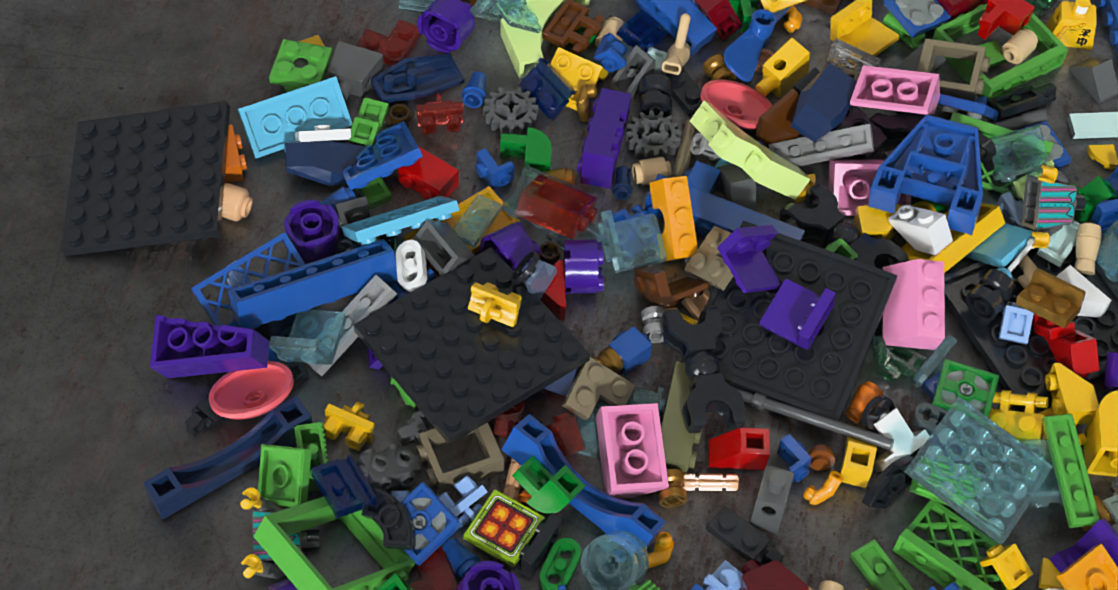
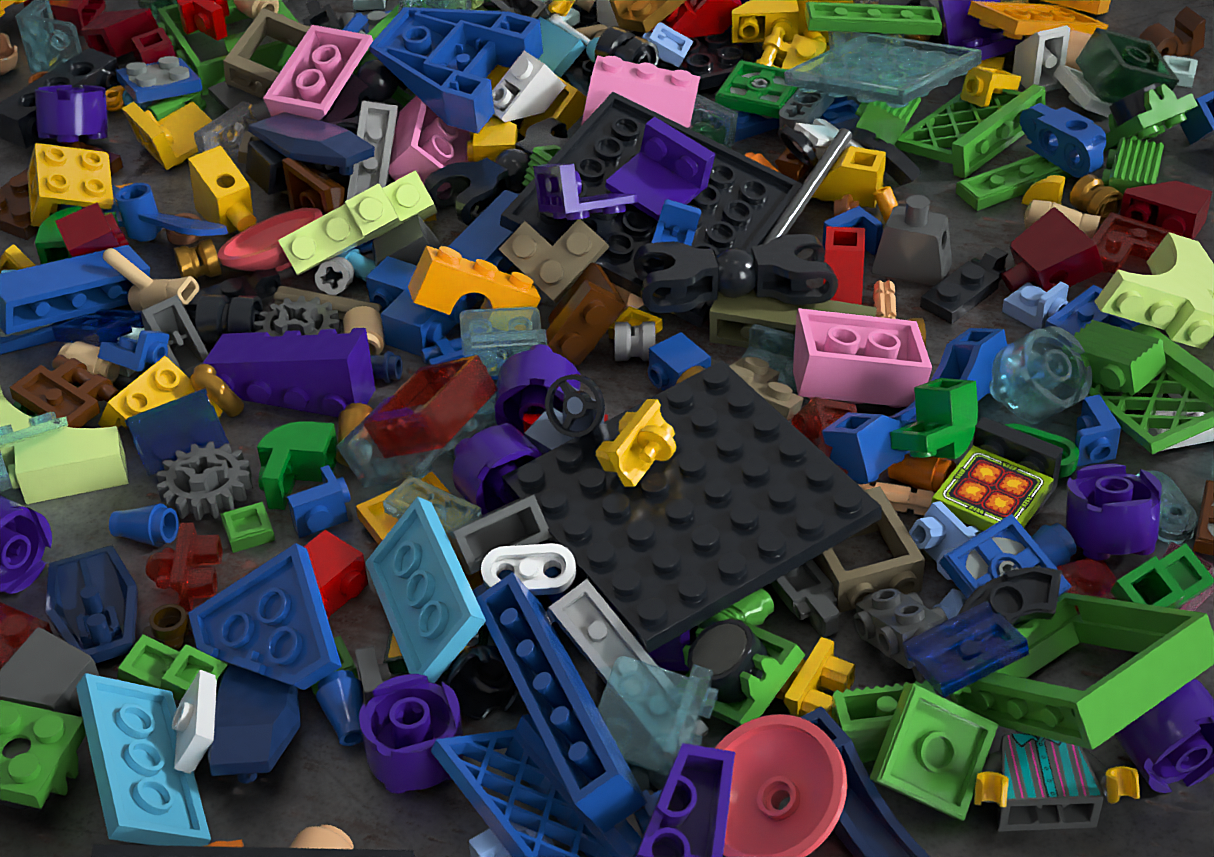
camera: 80 degrees left, 15 degrees down
(351, 379) = (746, 666): none -> piece
(480, 138) = (247, 527): none -> bright green tile
(740, 329) = (677, 223): none -> blue bracket

